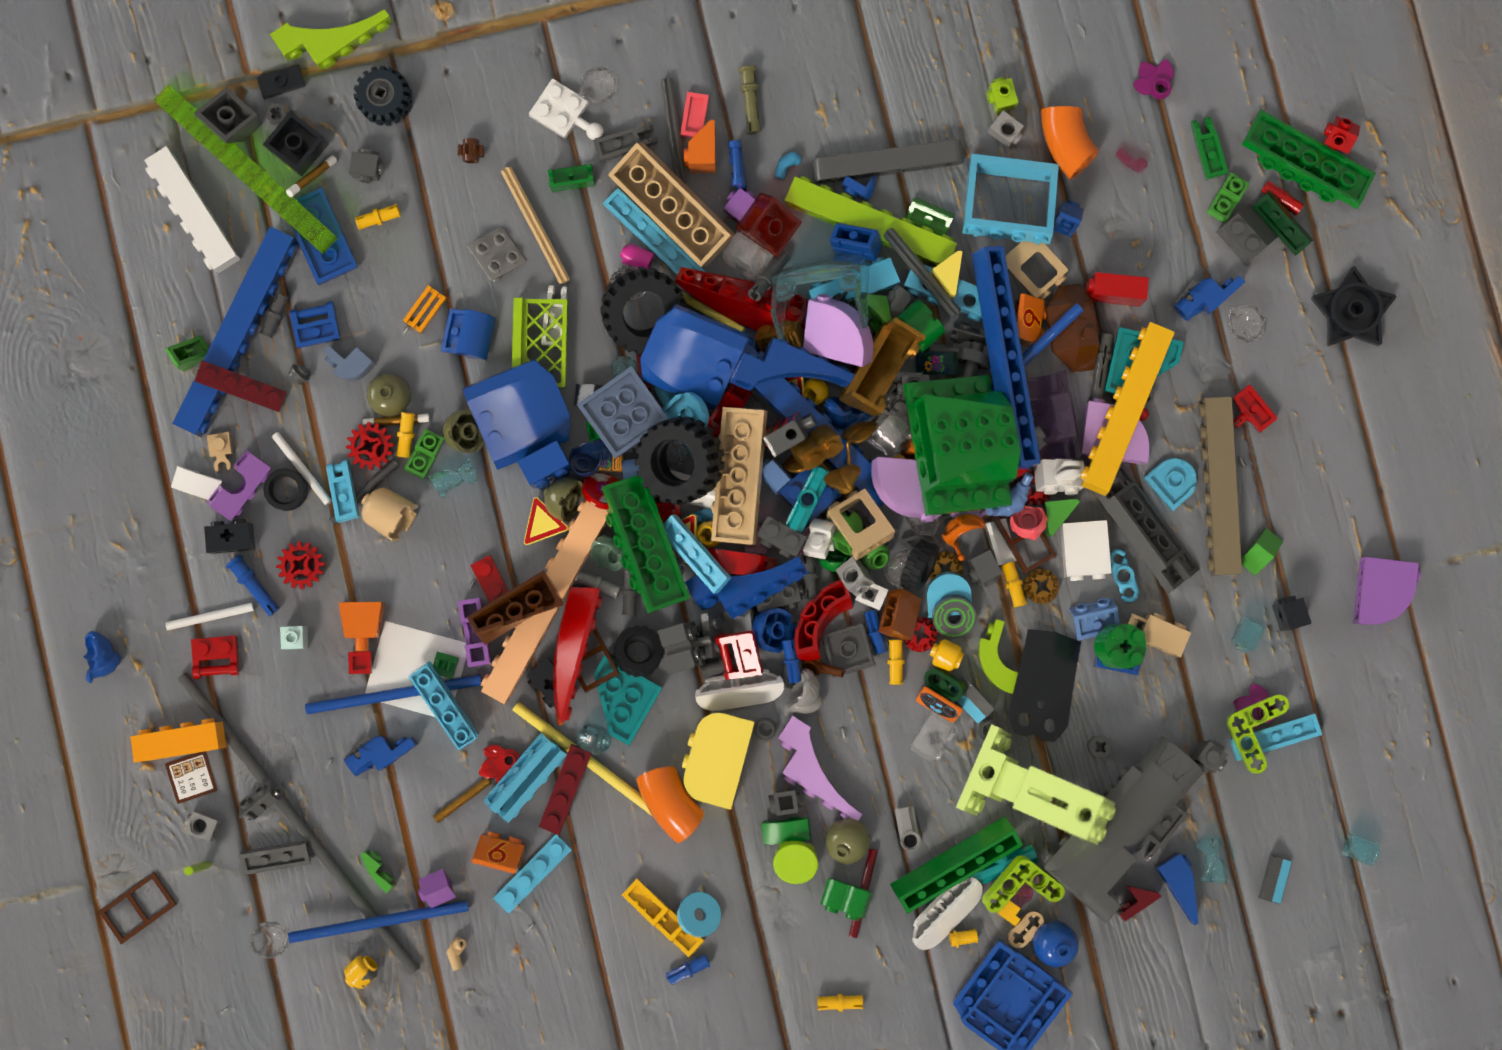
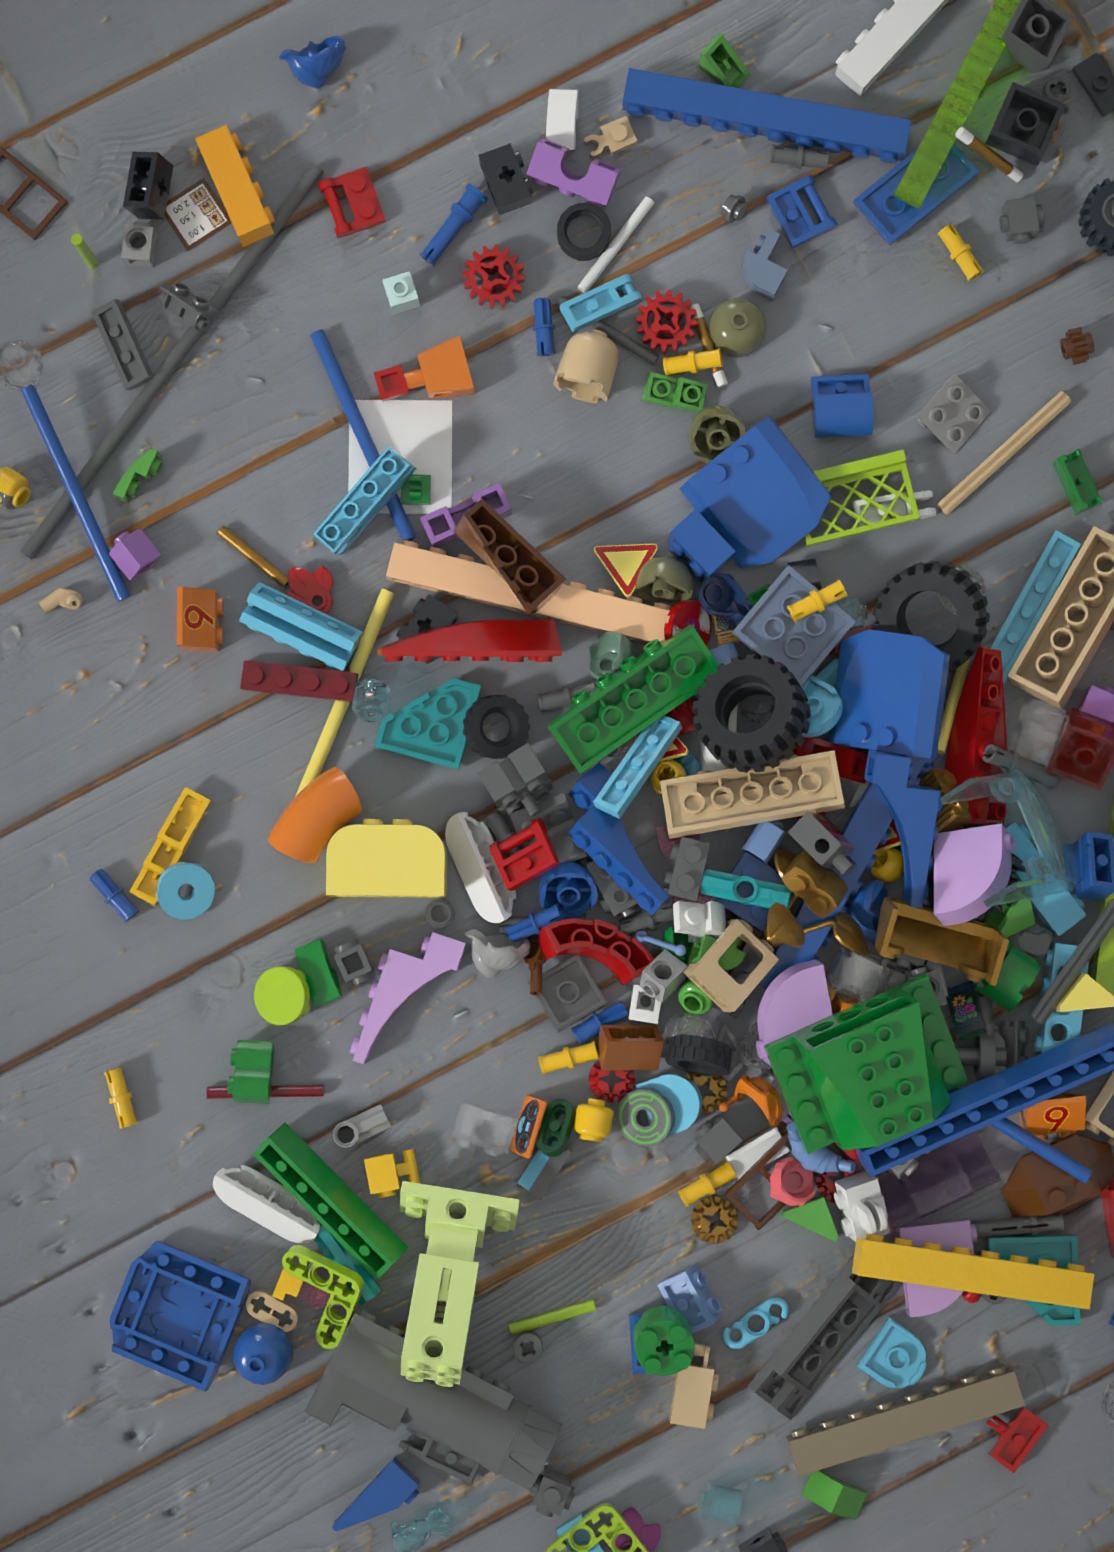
camera: 75 degrees right, 0 degrees up
(159, 807) = (148, 185): none -> black brick
(205, 617) = (401, 182): white bar -> none
(240, 386) = (698, 139): dark red plate -> none
(349, 538) = (544, 327): none -> blue axle
(376, 752) = (285, 434): blue plate -> none
(418, 303) = (866, 345): light orange tile -> none
(448, 479) = (651, 431): clear light blue animal -> none
(489, 578) = (539, 516): red plate -> none
(532, 873) = (184, 669): medium azure plate -> none
(598, 582) = (567, 661): light grey pin -> none
(602, 646) = (479, 669): reddish brown window -> none
(609, 390) = (817, 601): none -> yellow pin
(636, 256) = (999, 591): dark pink brick -> none
(742, 563) = (642, 828): red arch -> none
(838, 559) = (642, 936): none -> medium blue hinge
(847, 841) = (325, 1054): olive cylinder -> none
(945, 819) = (384, 1172): none -> yellow brick
(963, 937) = (241, 1233): yellow pin -> none
(984, 727) = (515, 1192): dark grey plate -> none
(990, 662) = (594, 1182): lime arch -> none
(1046, 676) = (601, 1254): black piece -> none
(1082, 723) = (552, 1317): none -> lime bar
(1085, 550) = (775, 1265): white brick -> none
(1142, 899) = (348, 1452): dark red slope -> none

